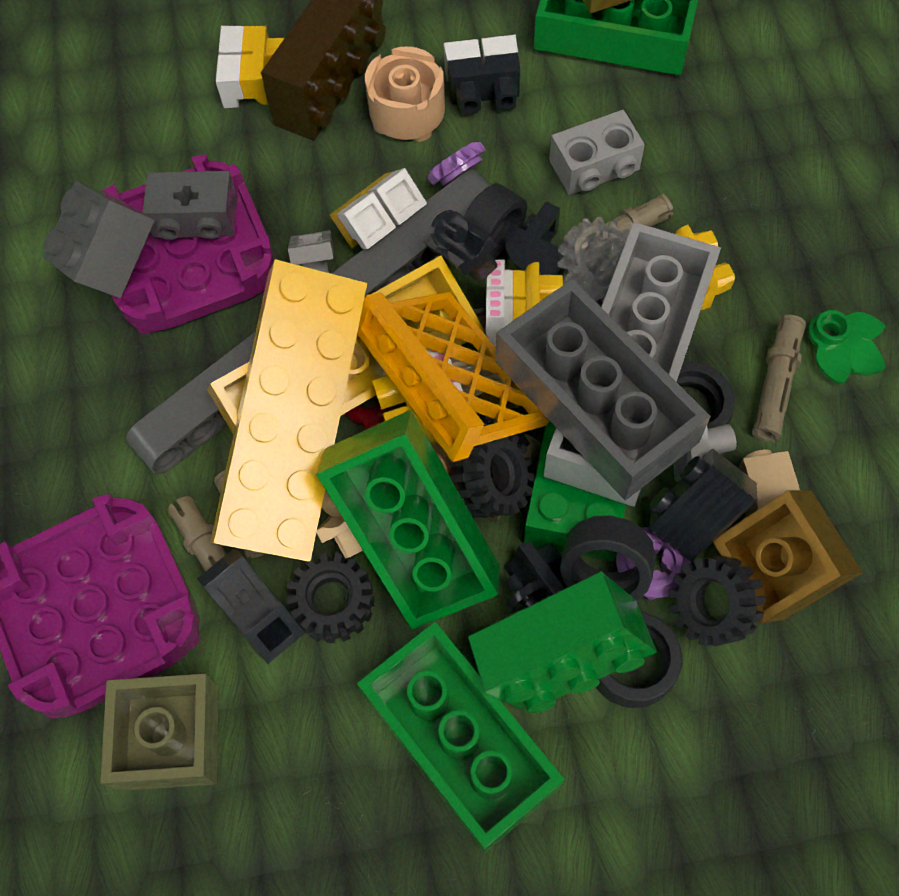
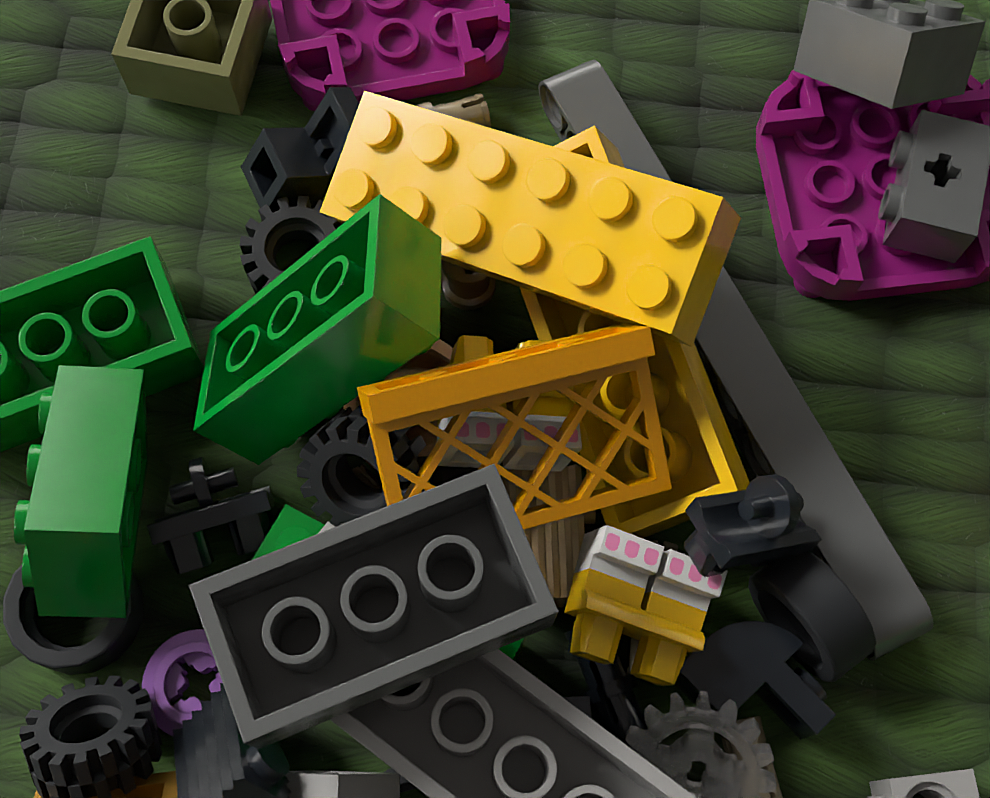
camera: 100 degrees right, 5 degrees up
(311, 250) = (826, 338): light grey tile -> none
(378, 209) = (889, 449): white hips -> none
(456, 164) = (947, 598): medium lavender gear -> none
(613, 535) = (168, 615): black tyre -> none

